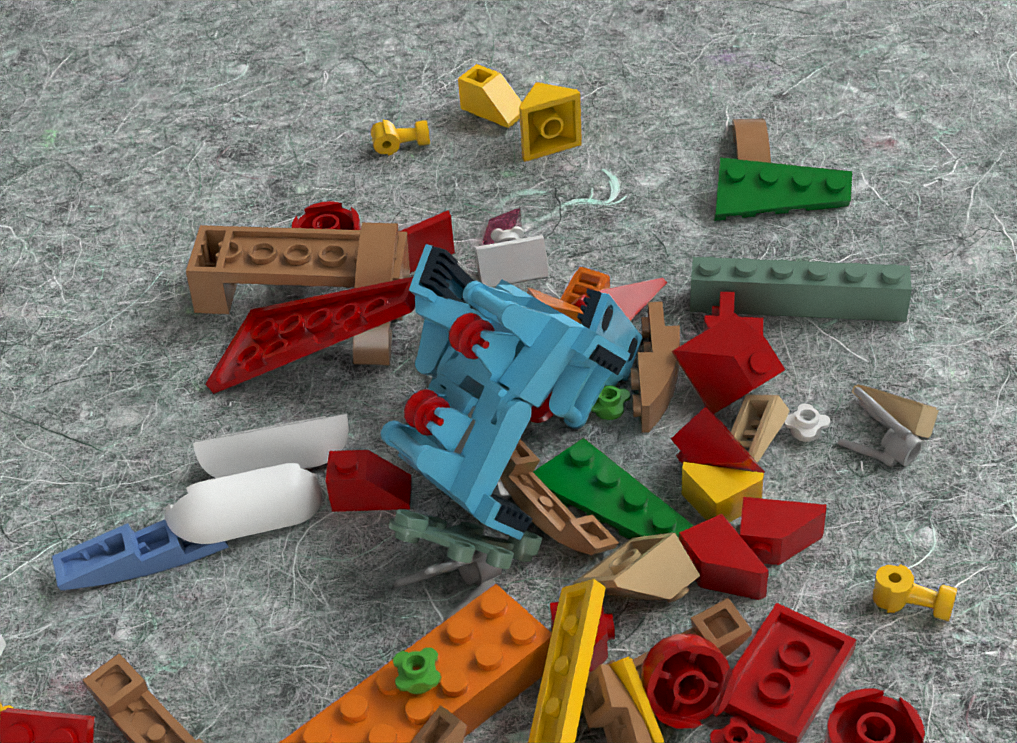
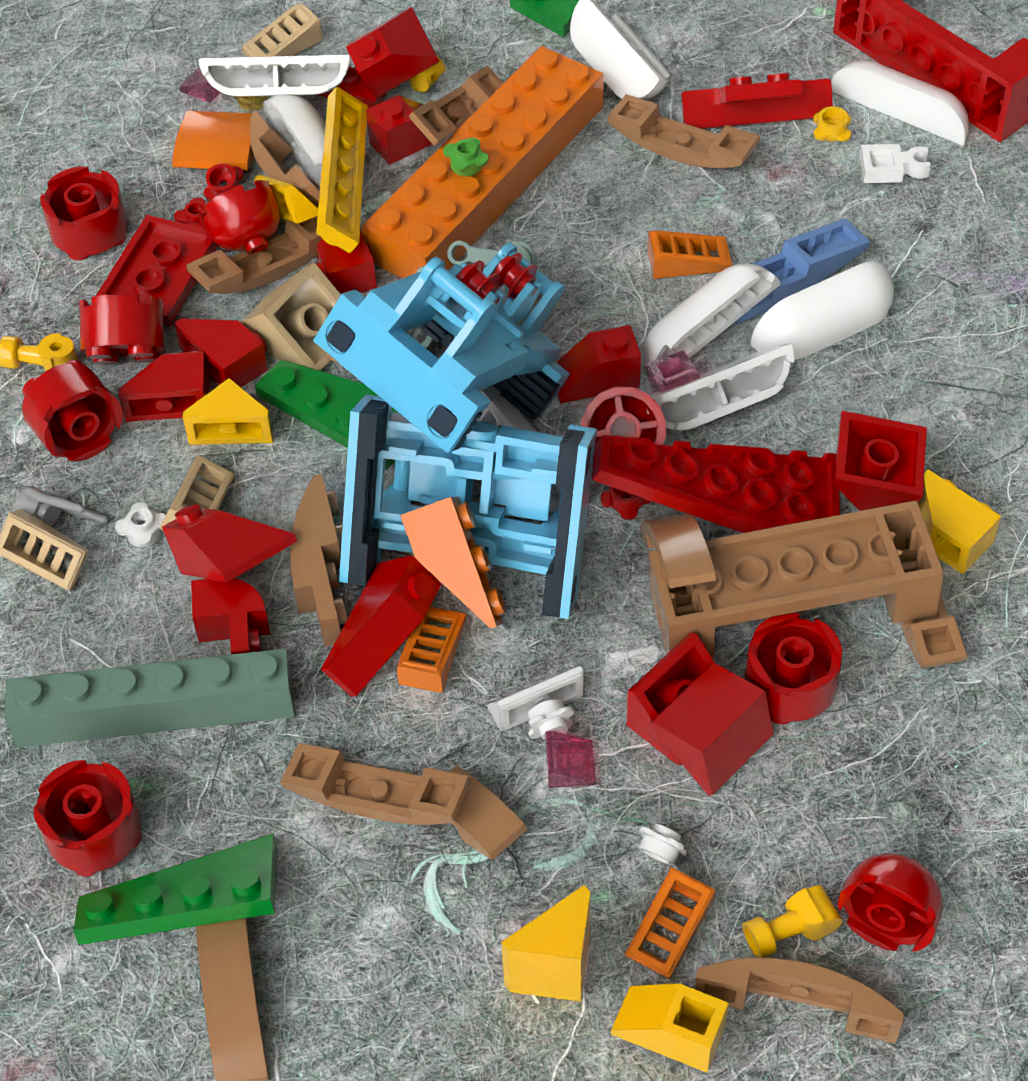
camera: 165 degrees right, 10 degrees up
(123, 502) = (827, 311): none -> white brick
(154, 317) = (956, 522): none -> yellow slope
(177, 352) = (879, 461): none -> red slope
(240, 603) = (668, 255): none -> orange slope
(308, 452) = (671, 372): none -> clear pink slope
(336, 123) = (892, 902): none -> red cylinder
(370, 408) = (624, 413): none -> cylinder
(389, 382) = (626, 507): none -> red plate
(401, 204) = (715, 725): none -> red slope
(405, 109) = (803, 983): none -> medium nougat slope
(461, 175) = (661, 844): none -> white plate
(467, 151) = (689, 888): none -> orange slope
(578, 209) = (486, 820): none -> medium nougat slope
(635, 226) = (374, 791): none -> medium nougat slope
(710, 443) = (234, 447): red slope -> none
(827, 594) = (121, 327): none -> red brick
(844, 223) = (87, 816): none -> red brick
(873, 501) = (71, 411): none -> red brick

